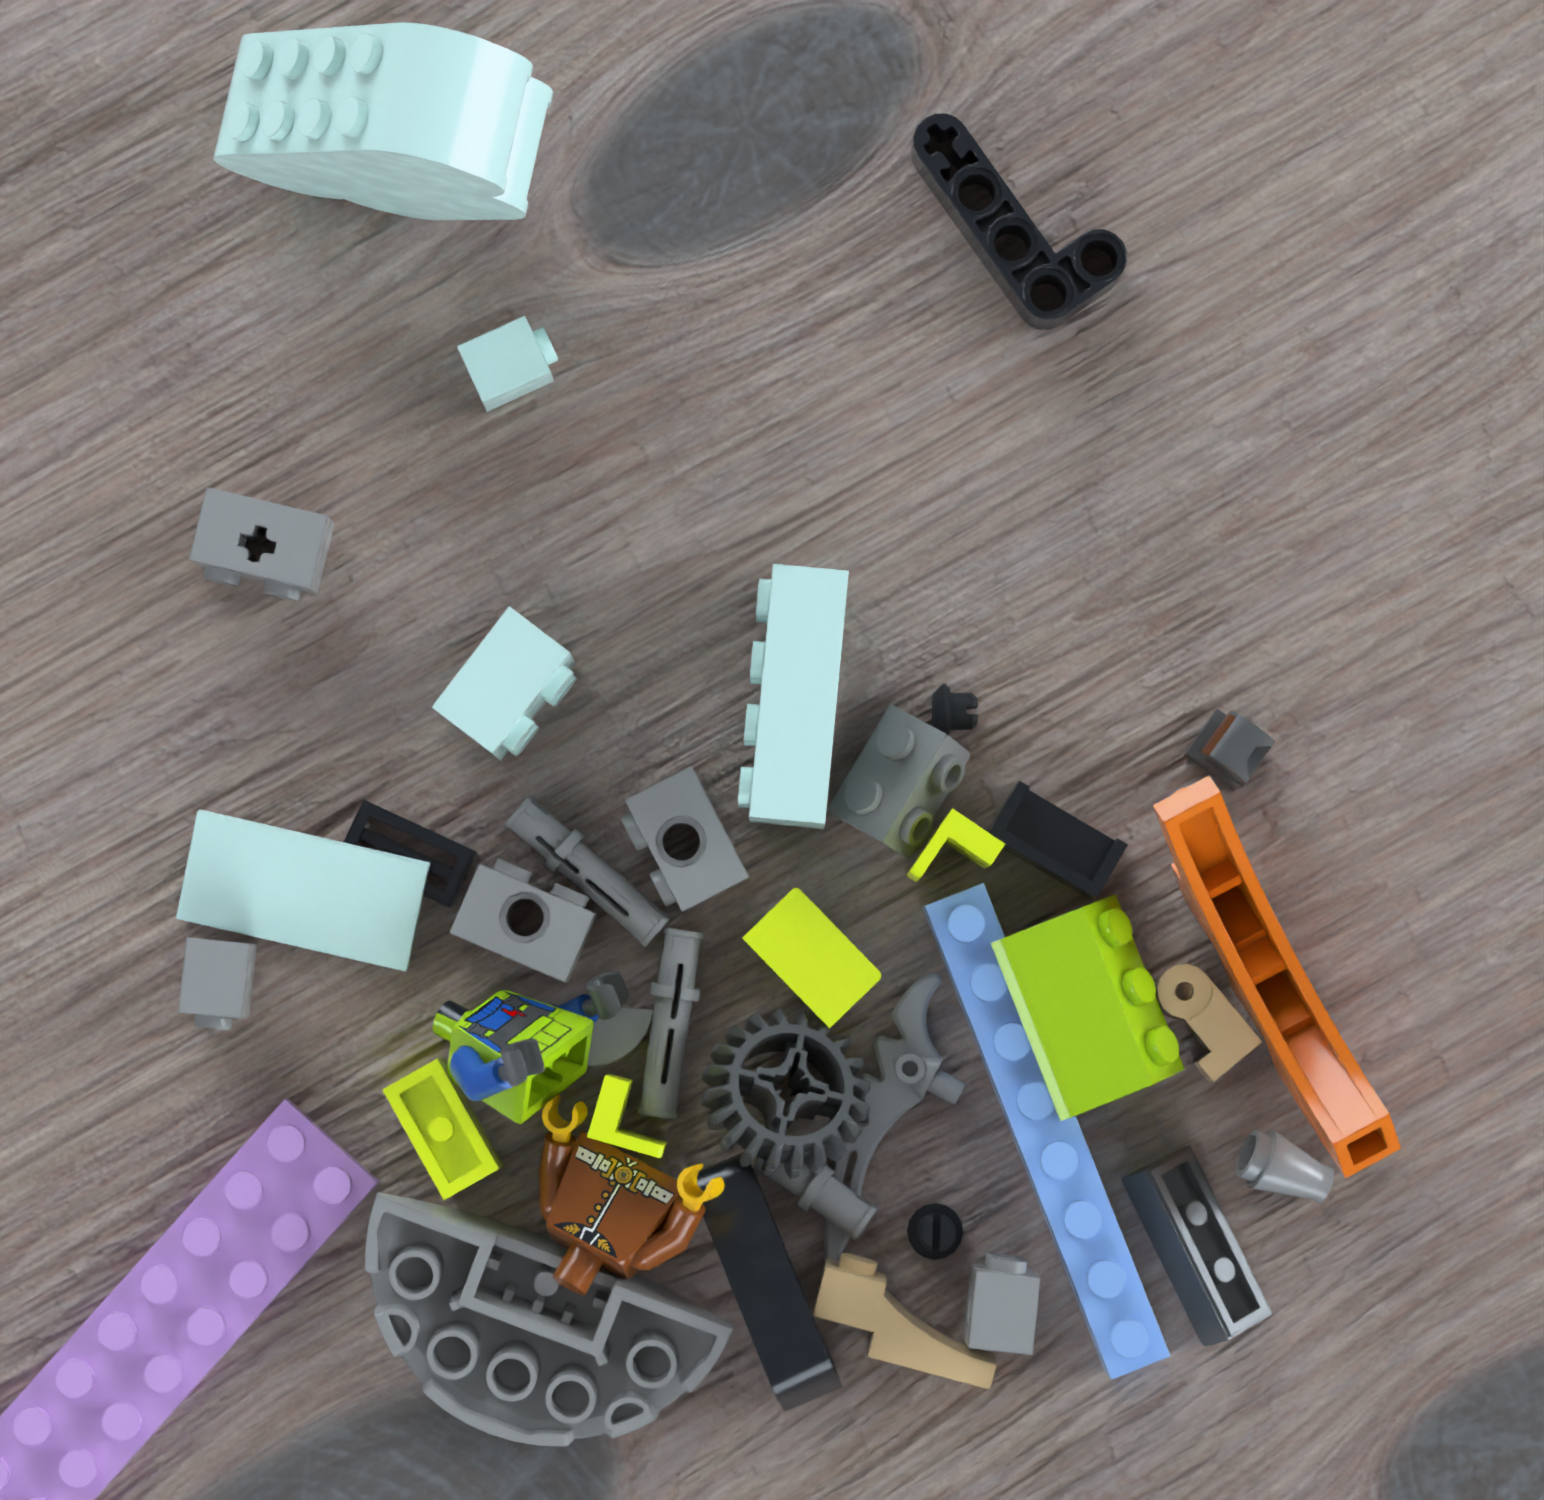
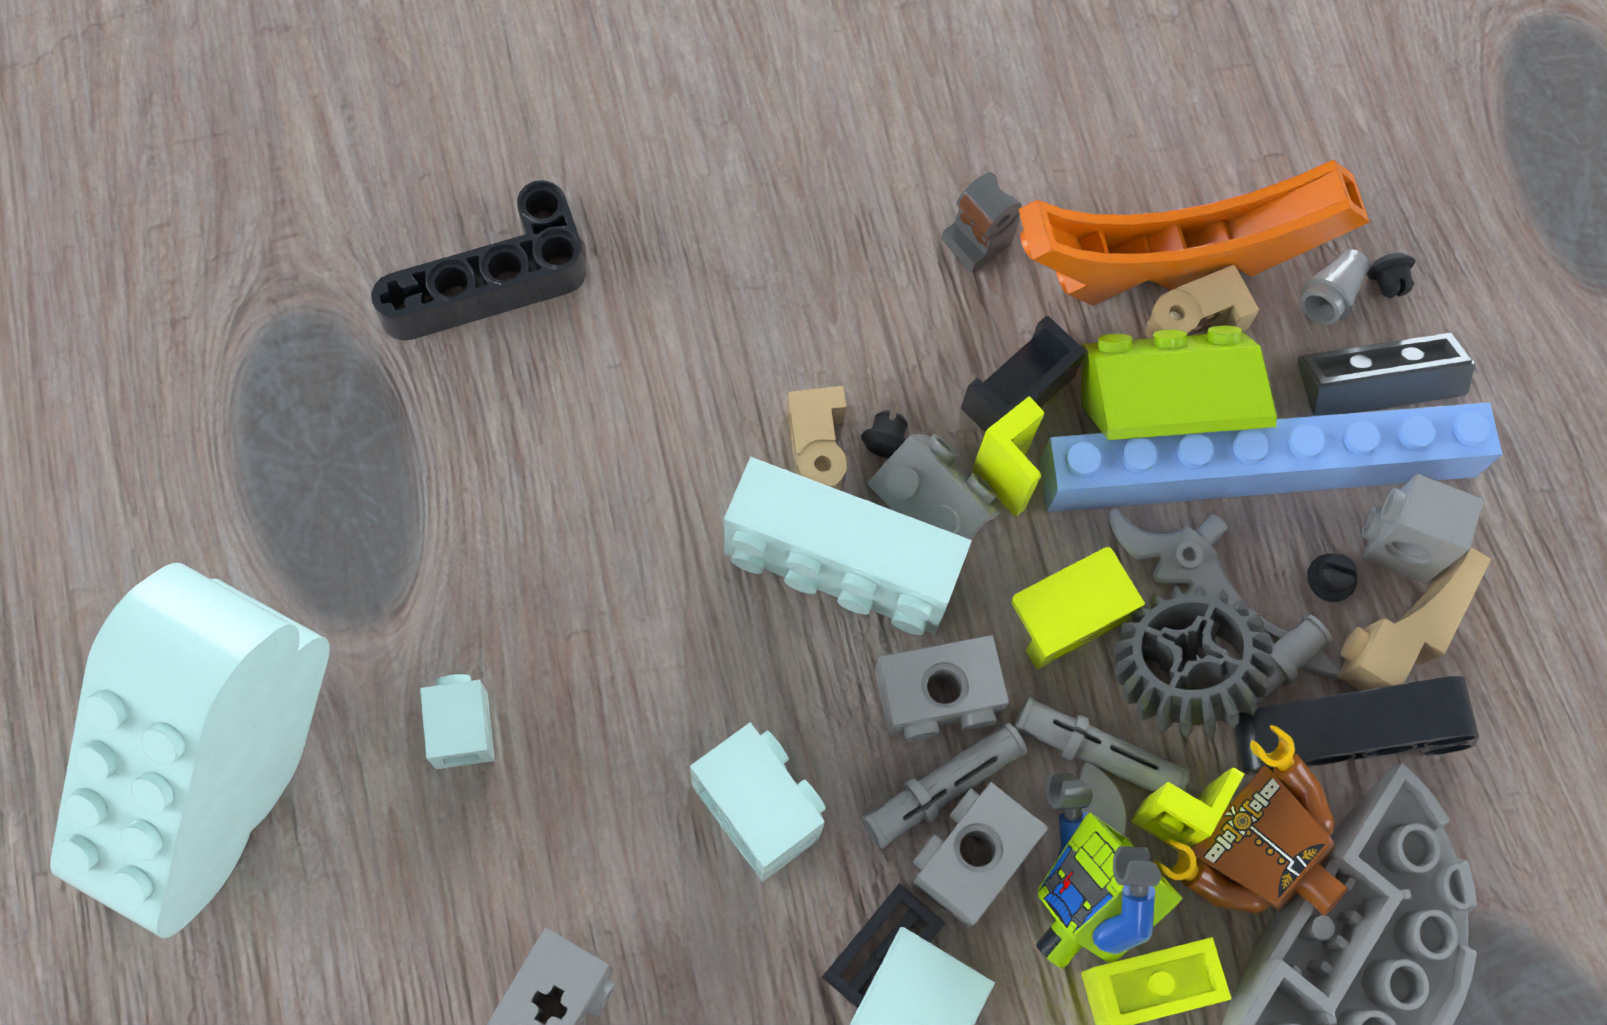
camera: 80 degrees left, 15 degrees down
(898, 643) = (812, 434): none -> tan leg
(1324, 1232) = (1393, 274): none -> black piece

